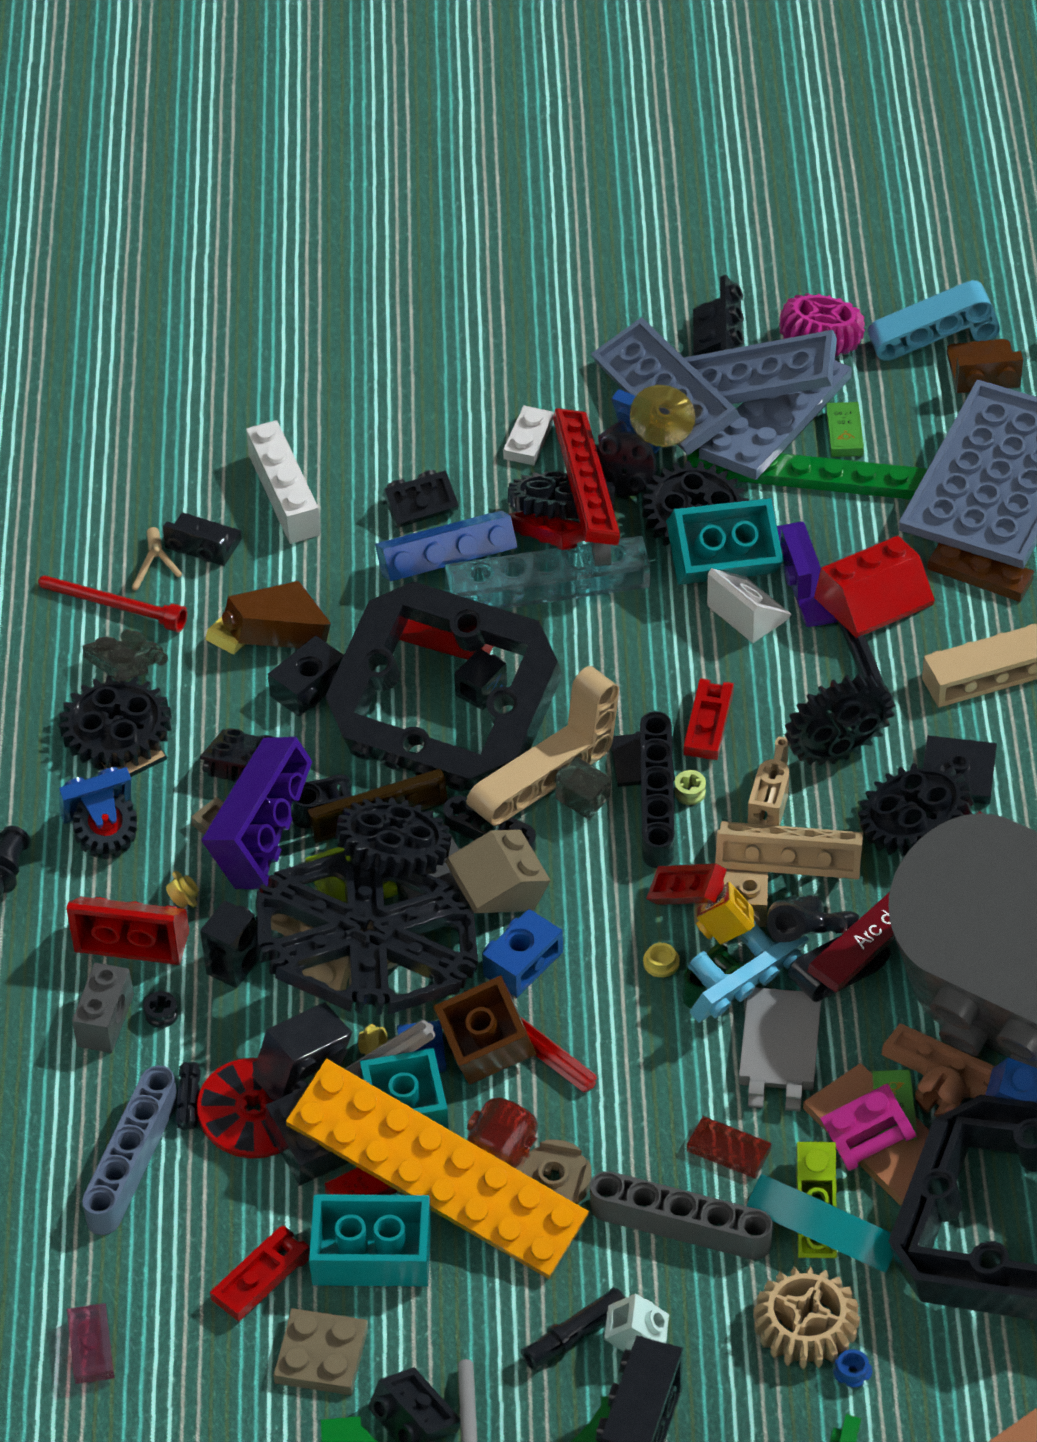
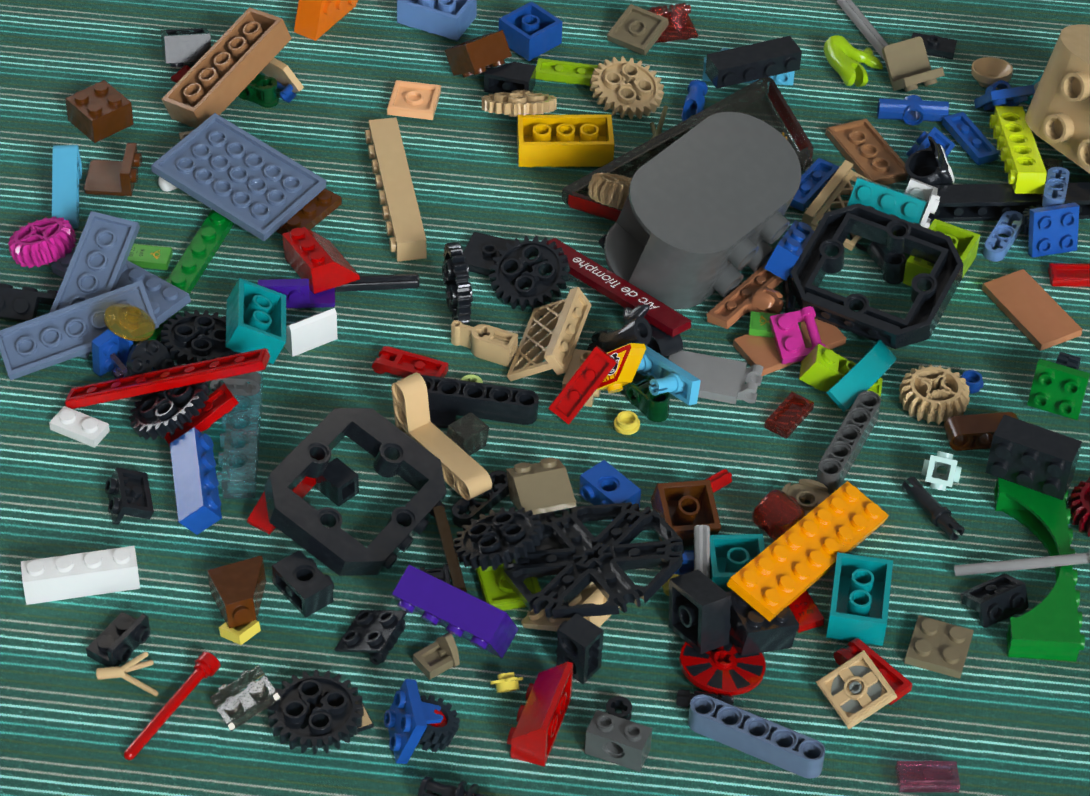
camera: 85 degrees left, 5 degrees down
(215, 1248) = (856, 689): none -> tan piece
(745, 1386) = (973, 430): none -> reddish brown beam

